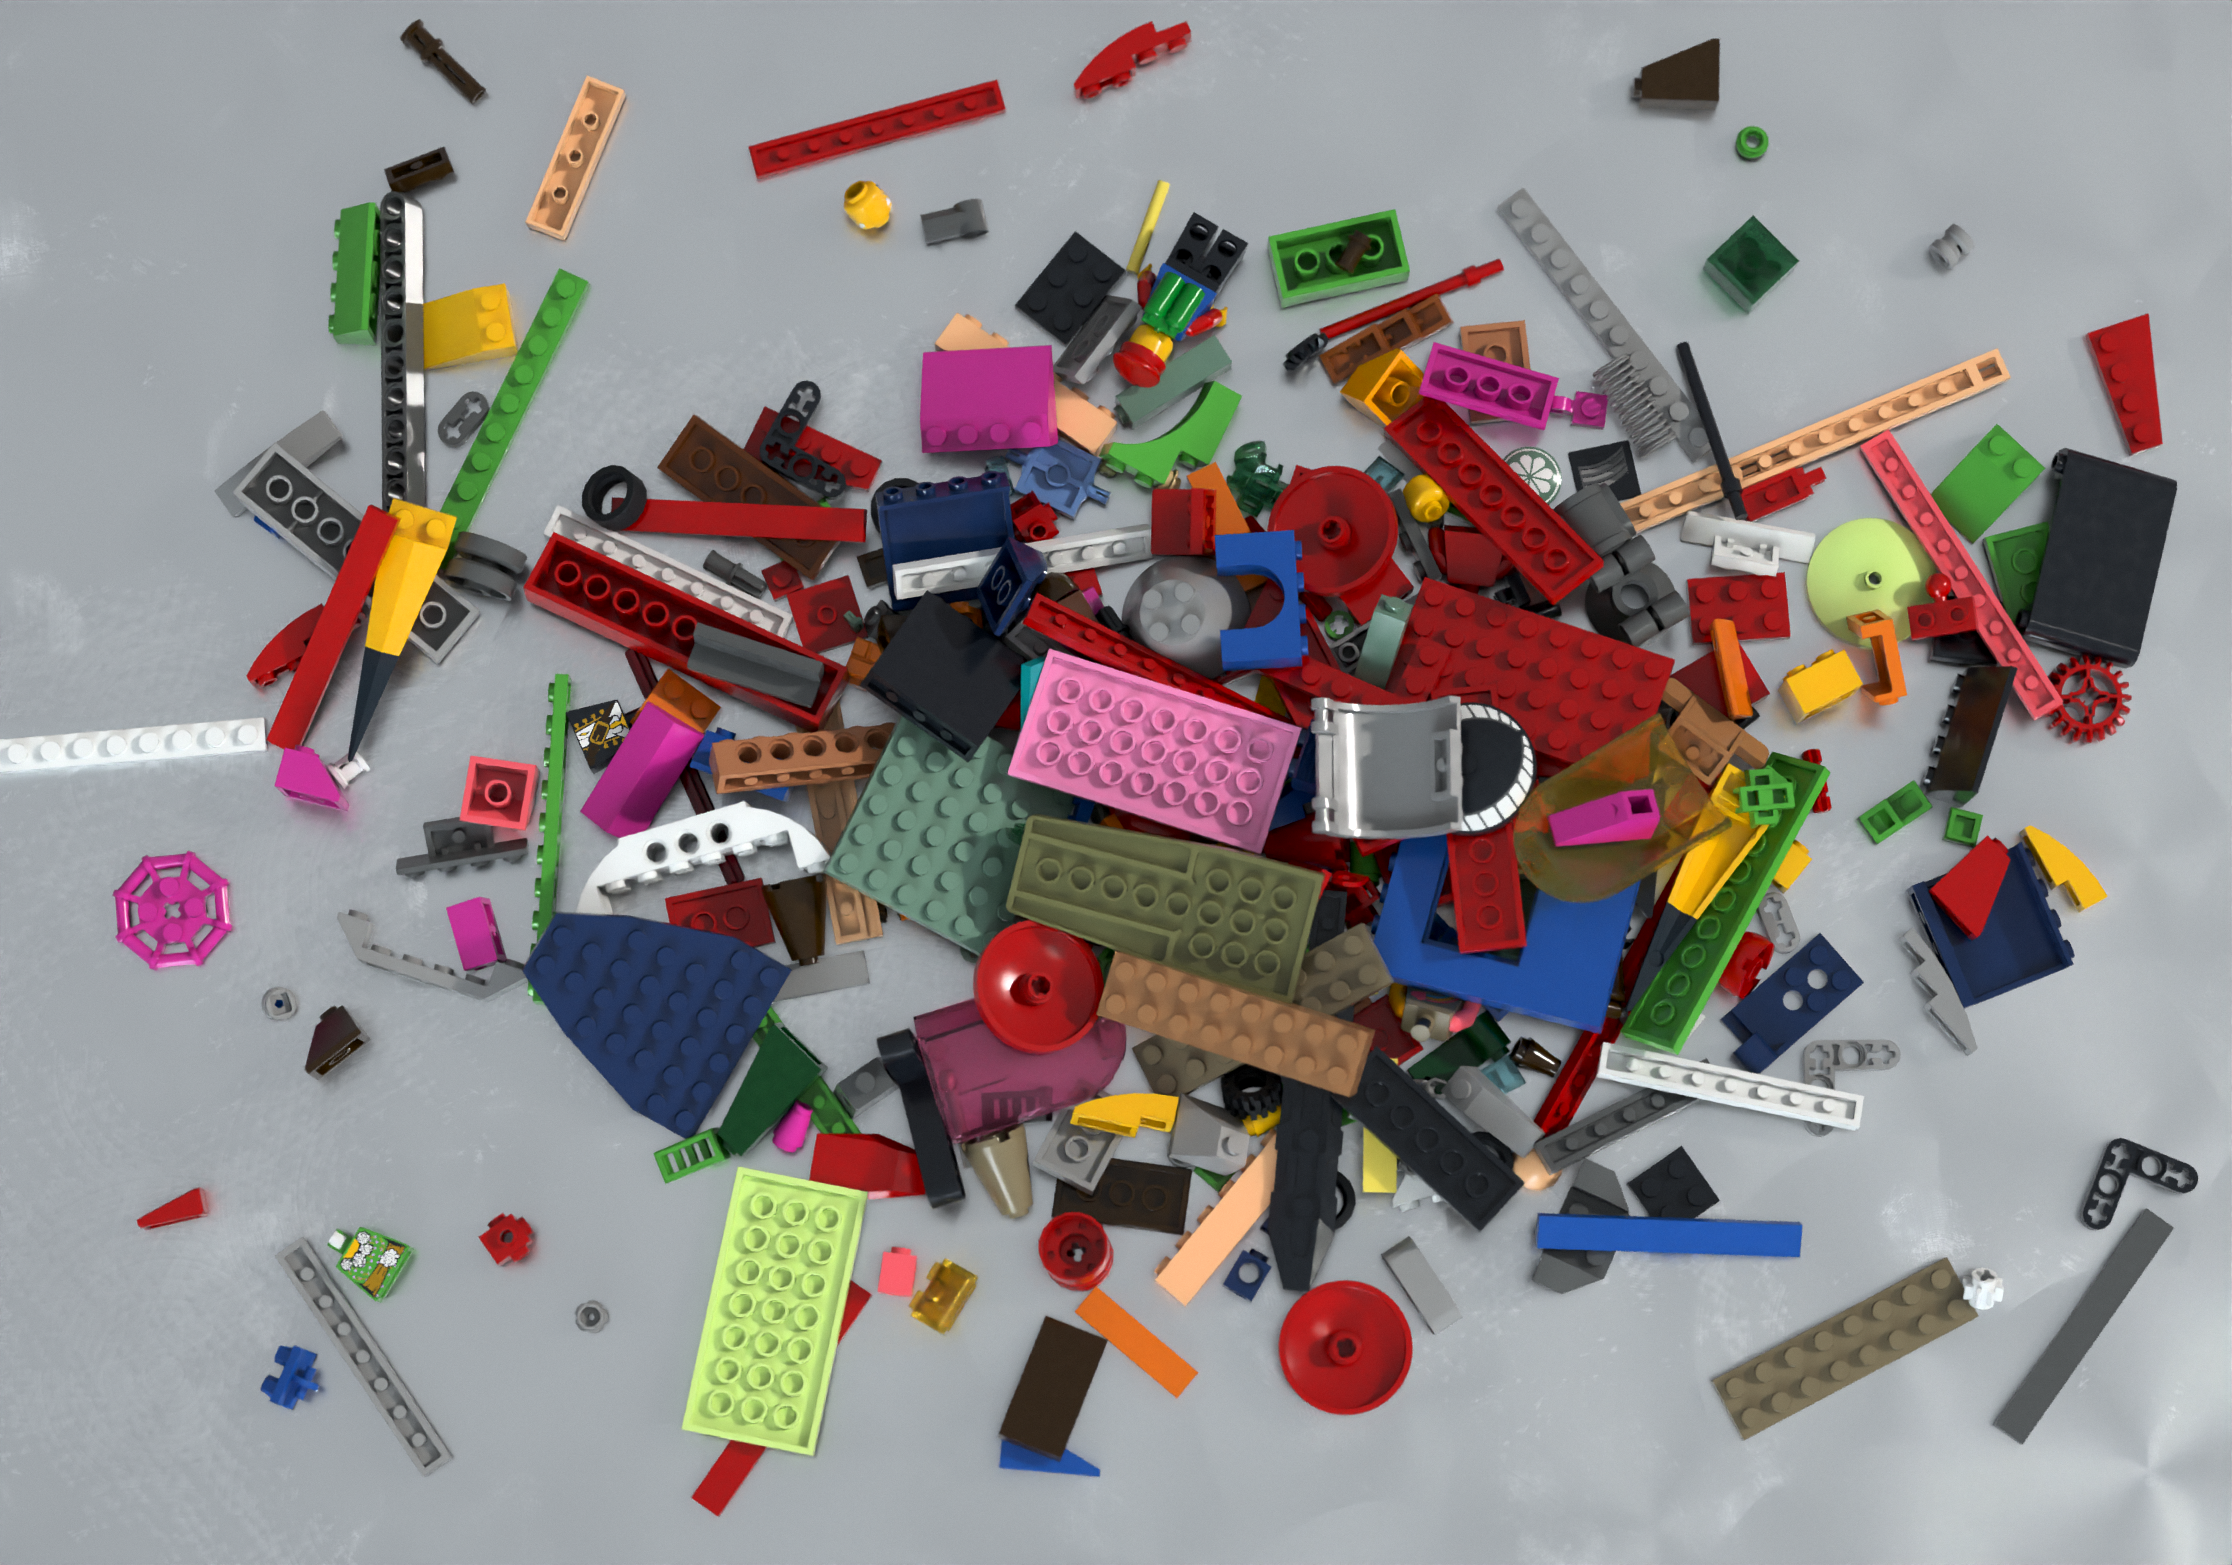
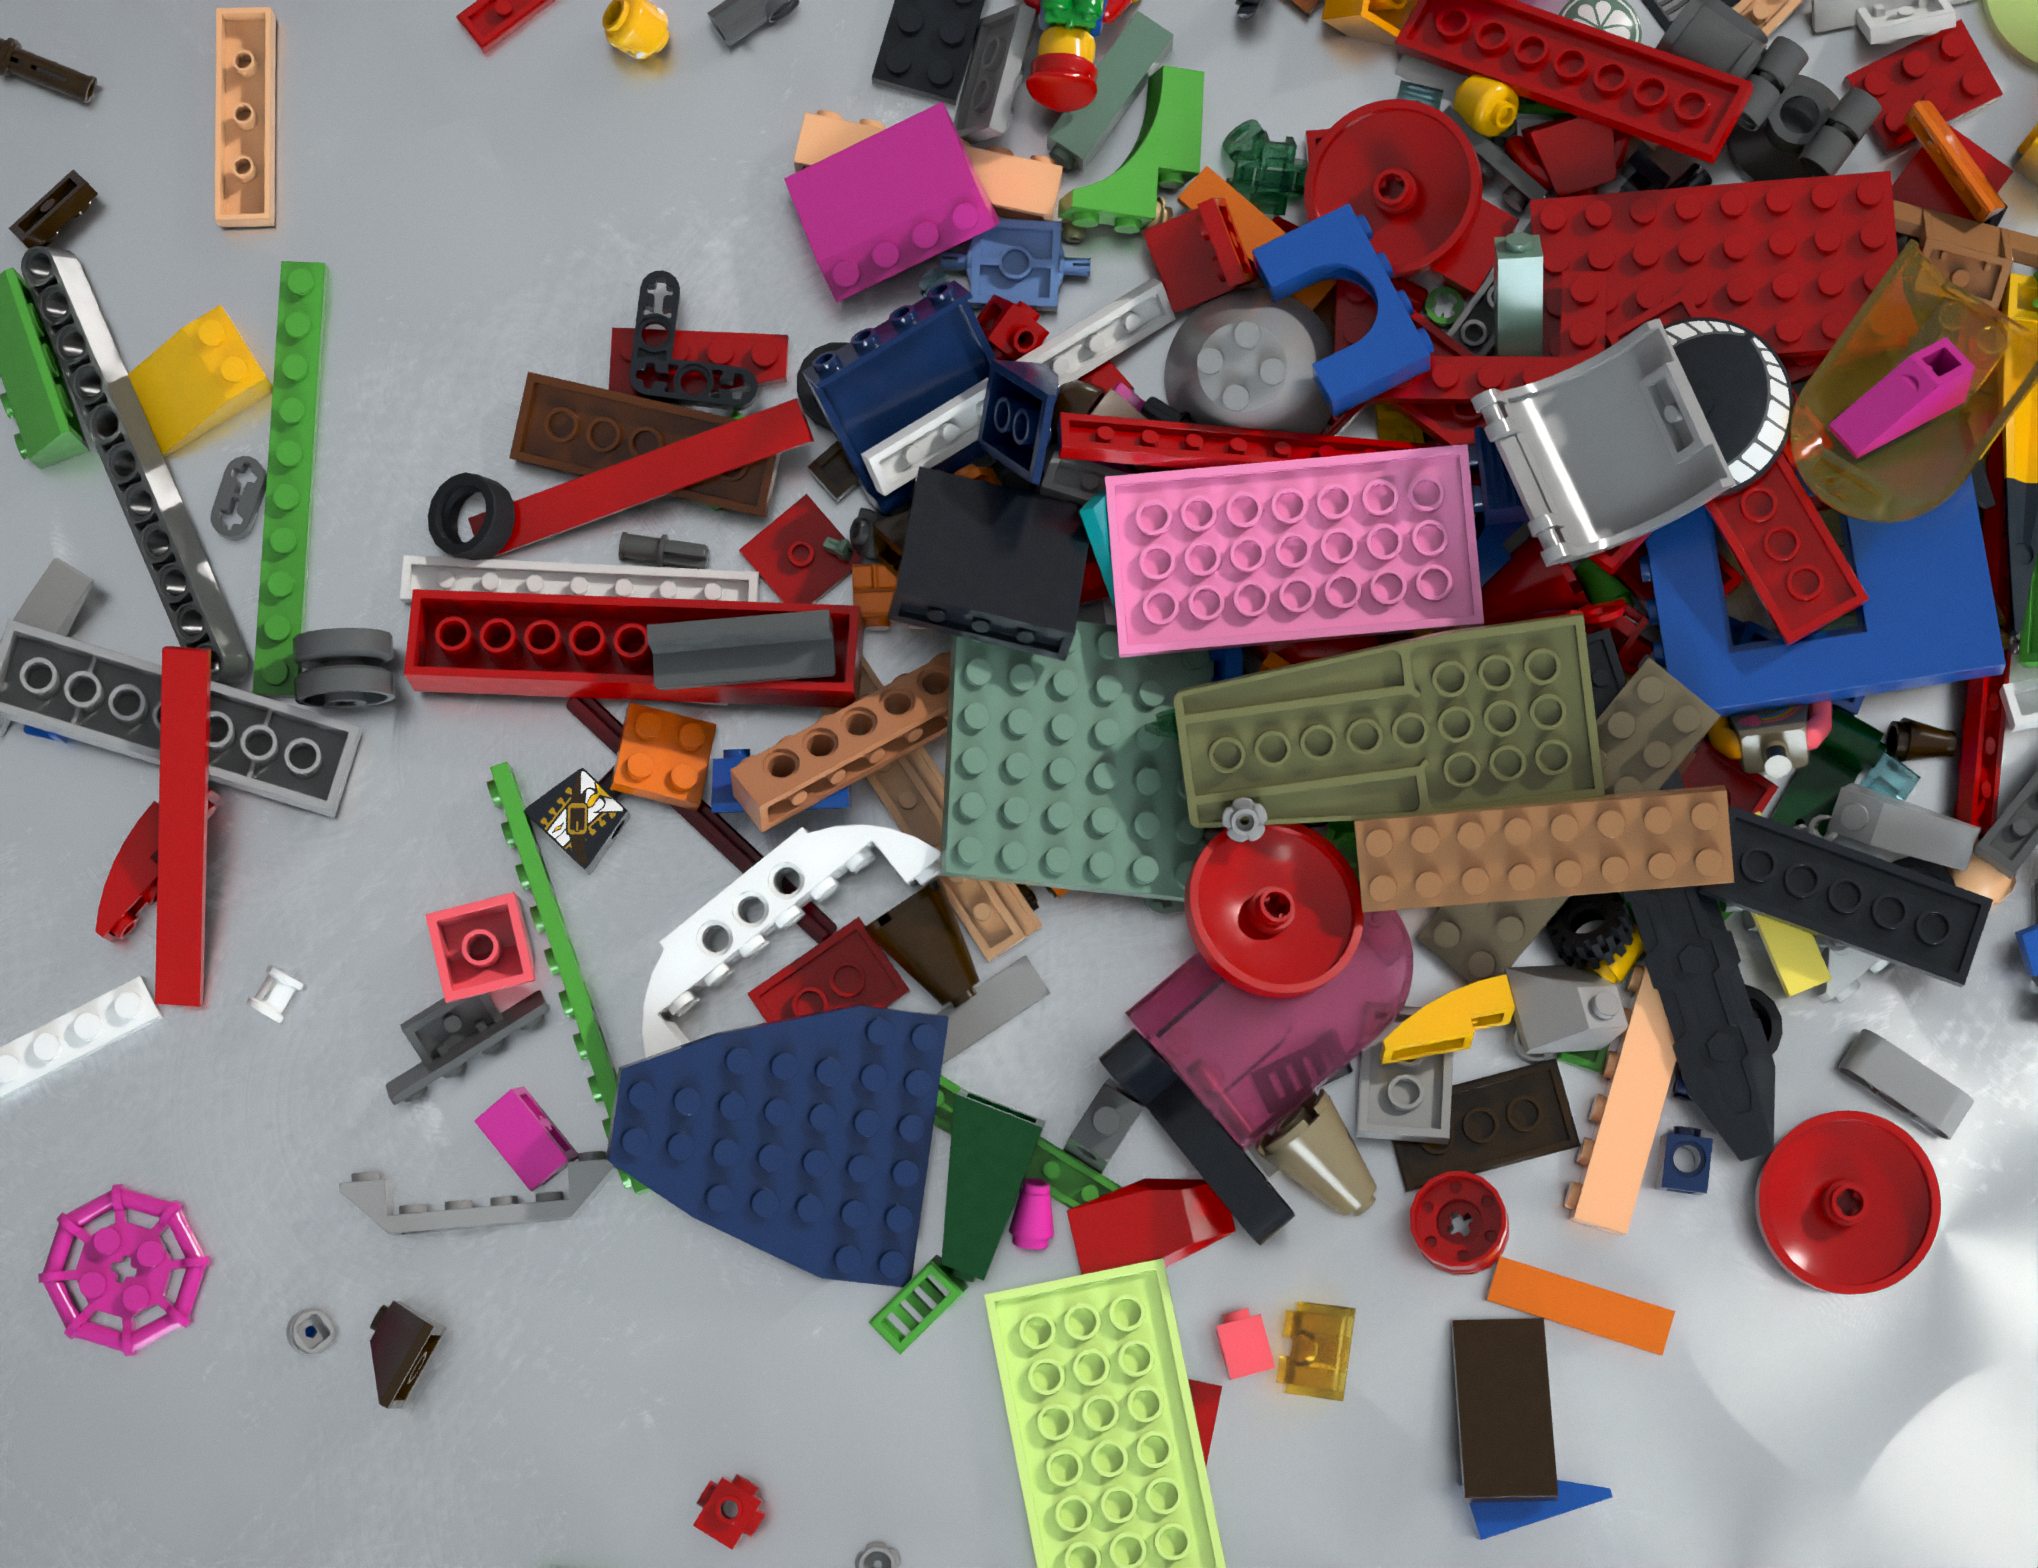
camera: 20 degrees left, 0 degrees up
(308, 779) = (229, 1030): dark pink slope -> none
(397, 599) = (249, 756): yellow plate -> none
(641, 772) = (652, 846): dark pink slope -> none
(782, 580) = (725, 534): red plate -> none
(1042, 910) = (1240, 808): none -> light grey plate

